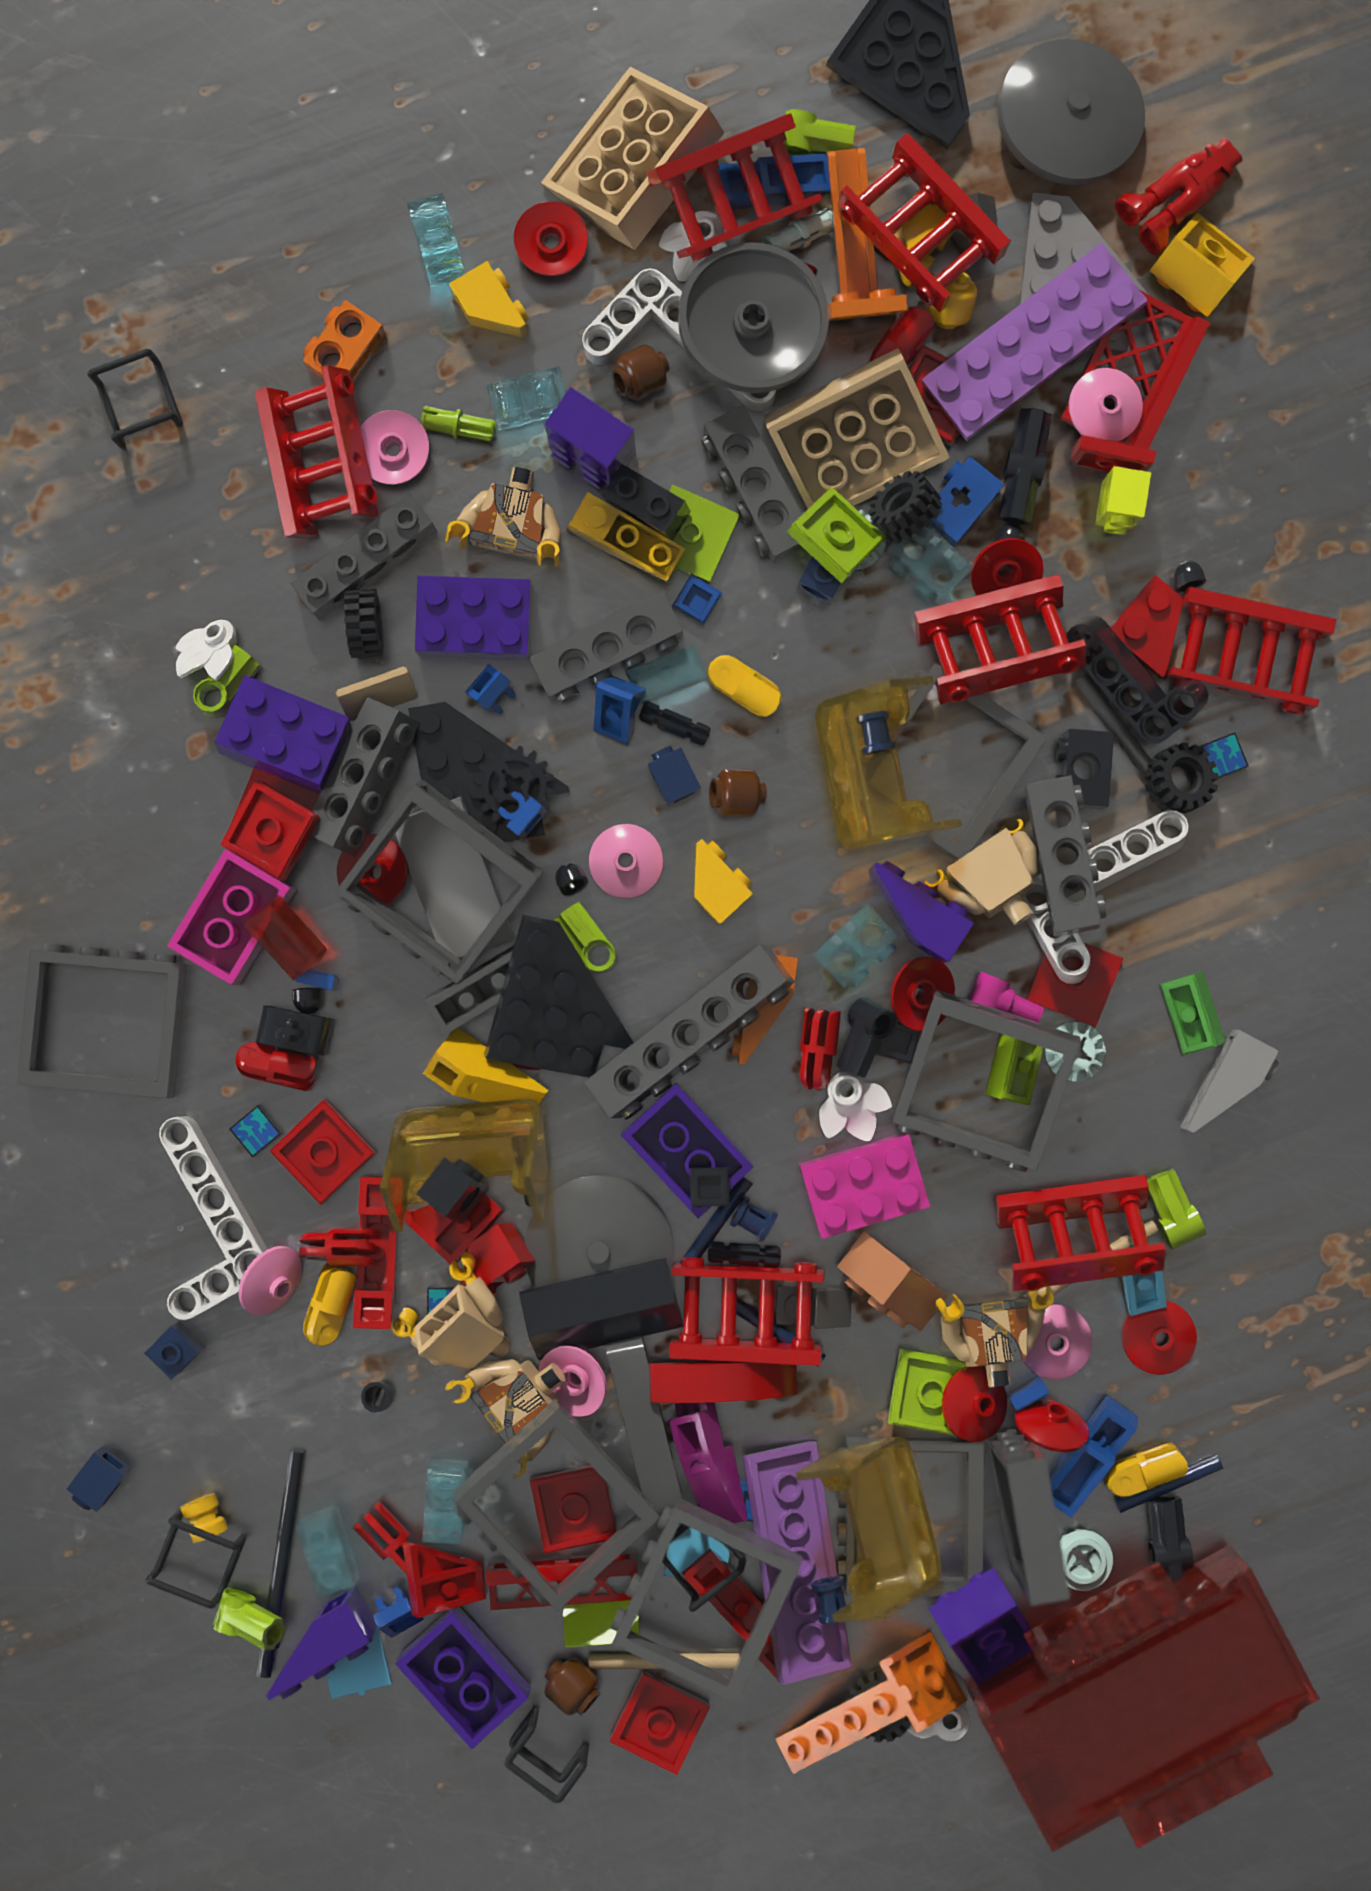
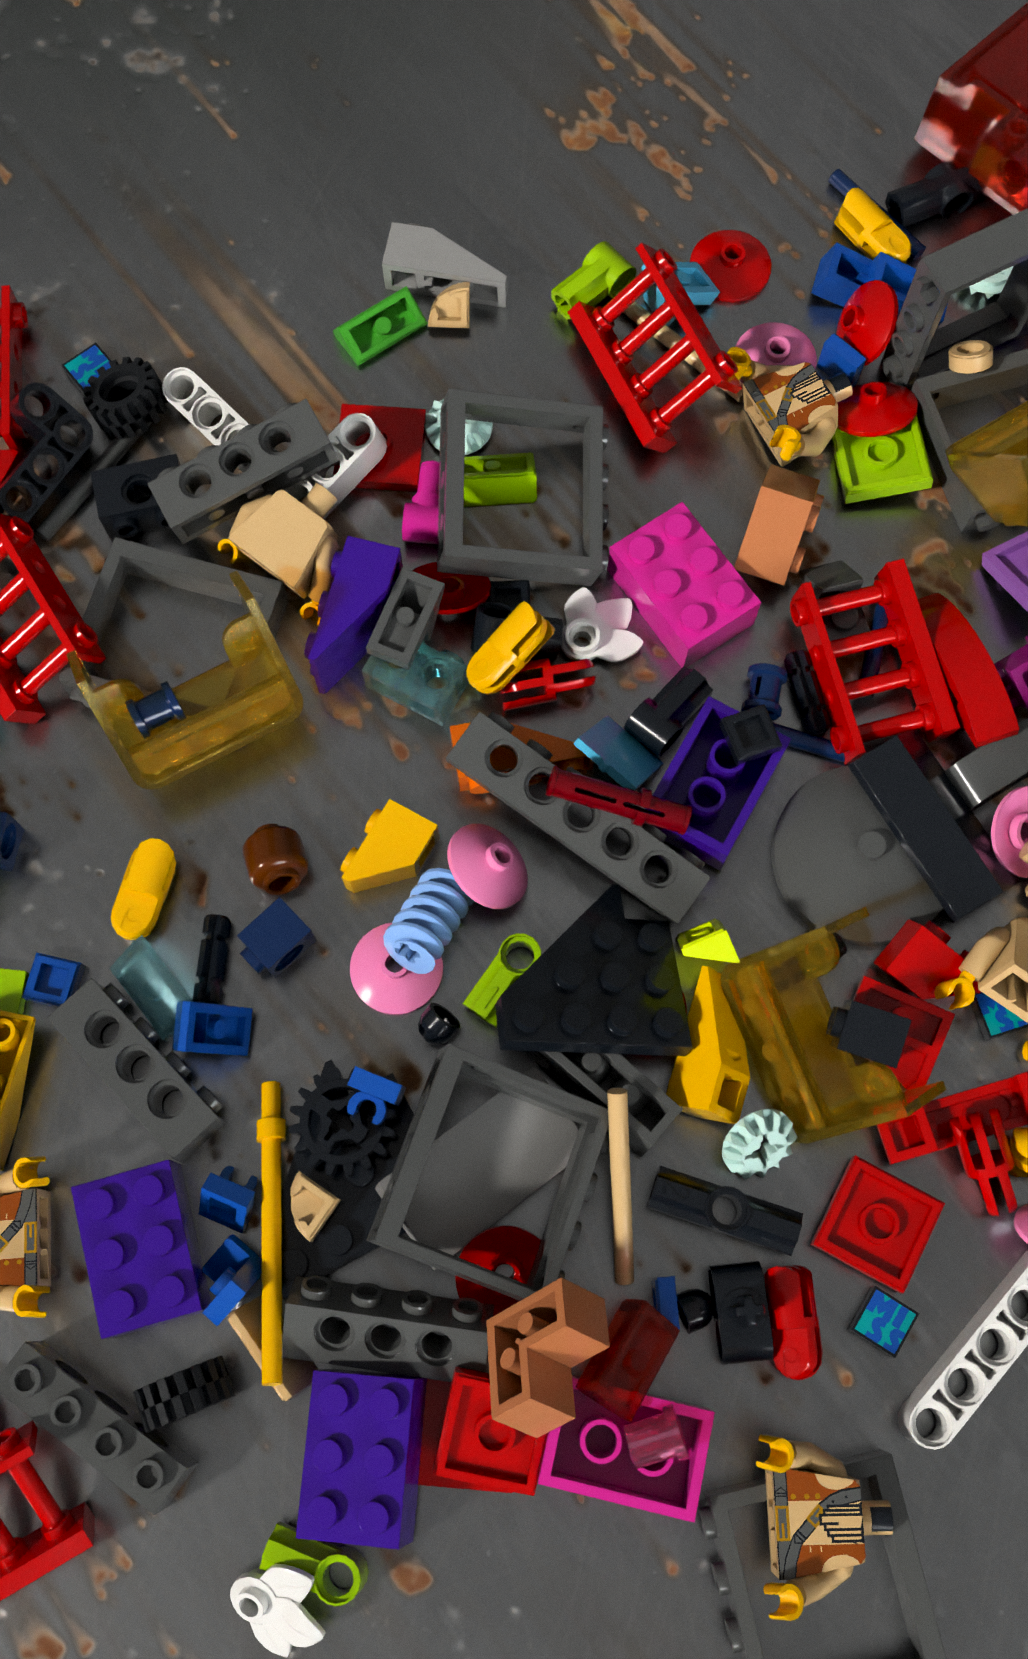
camera: 105 degrees left, 15 degrees down
(140, 1026) = (814, 1523): none -> torso
(226, 938) = (656, 1439): none -> clear pink bush
(306, 871) = (534, 1353): none -> nougat brick
(353, 1064) = (755, 1220): none -> black piece
(405, 973) = (620, 1185): none -> tan bar
(406, 1072) = (746, 1138): none -> light aqua gear
(431, 679) = (234, 1271): none -> blue bracket
(465, 746) = (310, 1205): none -> tan tile
(528, 732) = (271, 1133): none -> yellow bar
(561, 1098) = (708, 942): none -> neon yellow slope
(651, 894) = (427, 921): none -> light blue piece
(674, 943) = (487, 866): none -> bright pink dish
(677, 1077) = (672, 815): none -> dark red pin
(735, 1084) = (618, 753): none -> medium azure piece
(757, 1131) = (662, 719): none -> black piece
(843, 1023) = (508, 649): none -> yellow arm
(892, 949) = (406, 618): none -> dark grey slope
(987, 1497) = (970, 356): none -> tan tile
(1186, 1078) = (451, 307): none -> tan tile

